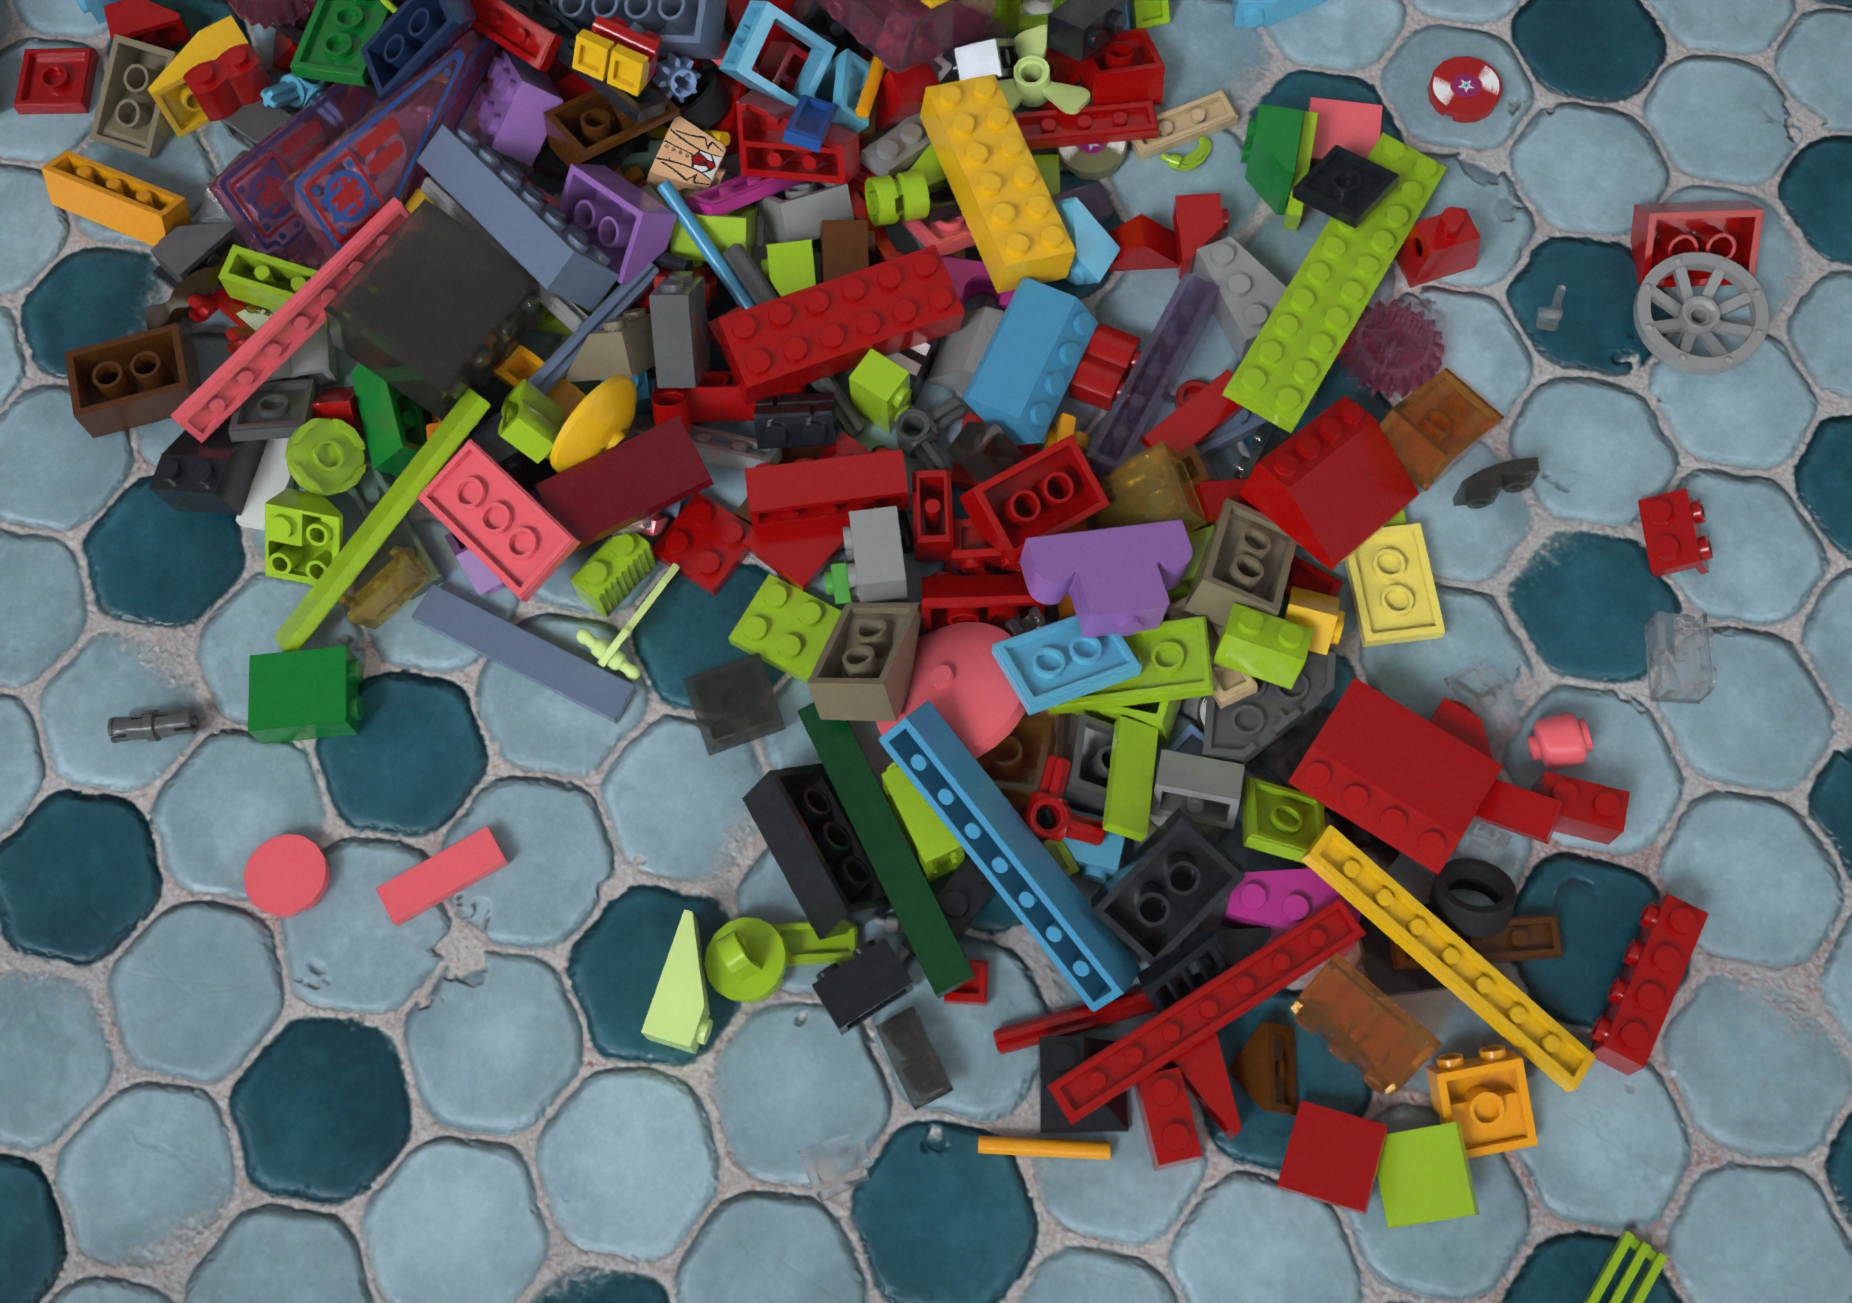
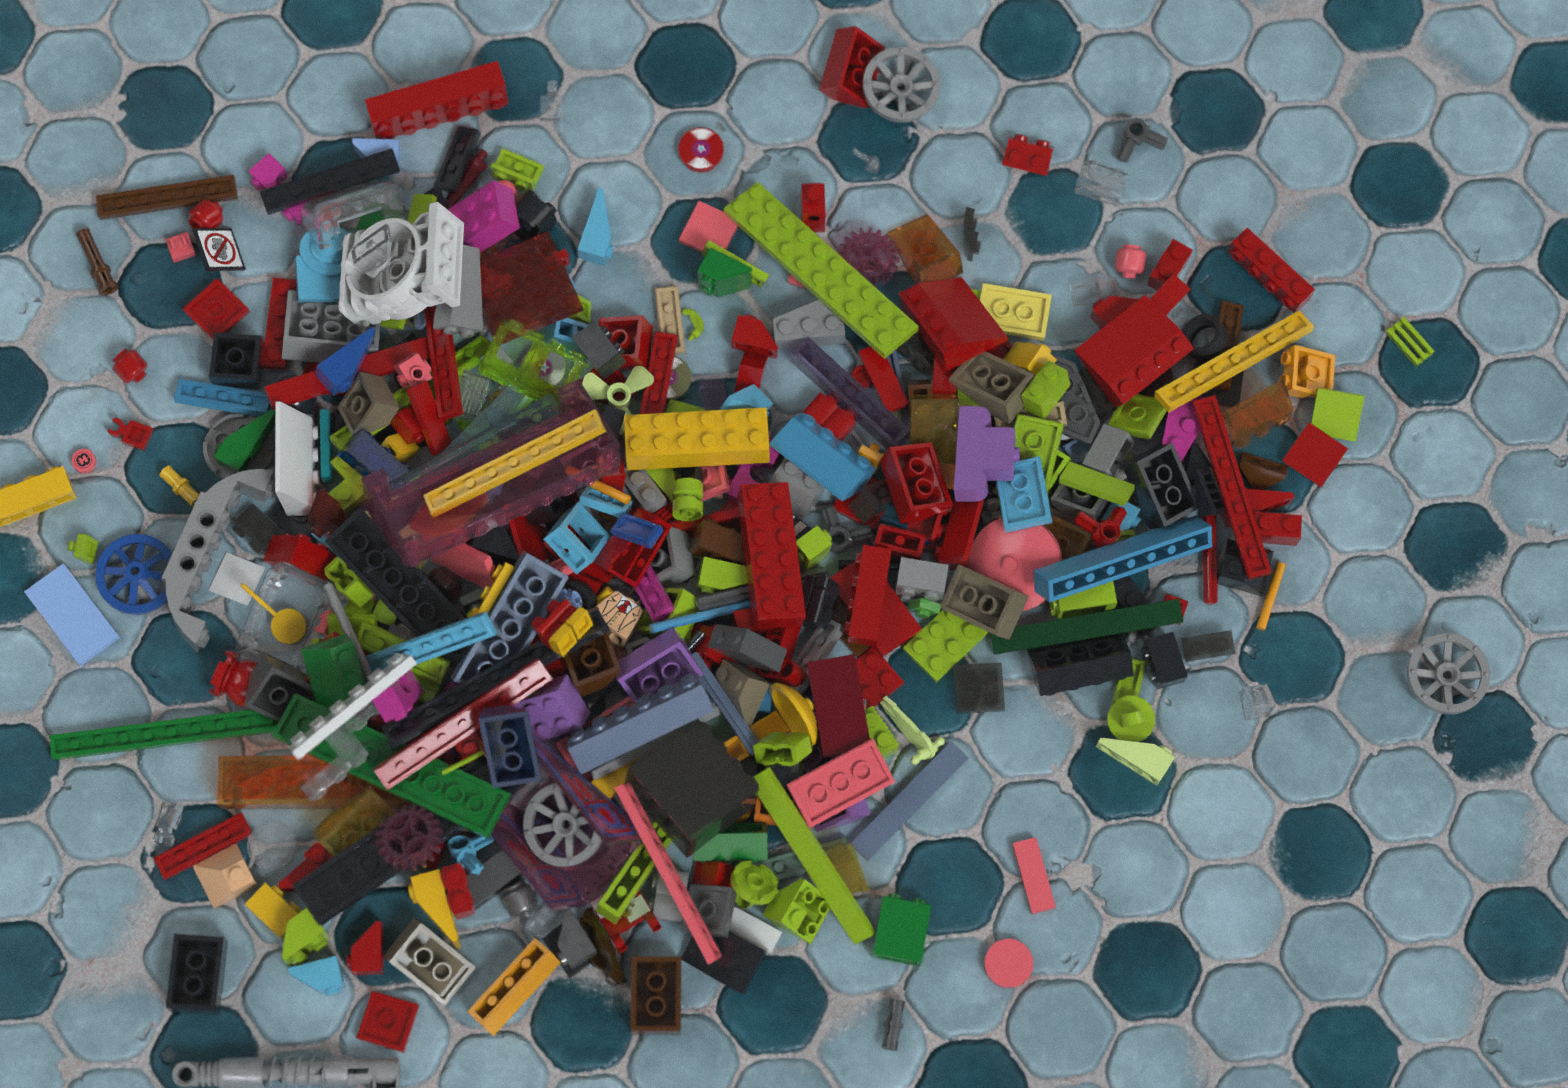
camera: 80 degrees left, 5 degrees up
(1345, 186) = (764, 243): black tile -> none
(1797, 705) = (1130, 140): none -> dark grey axle

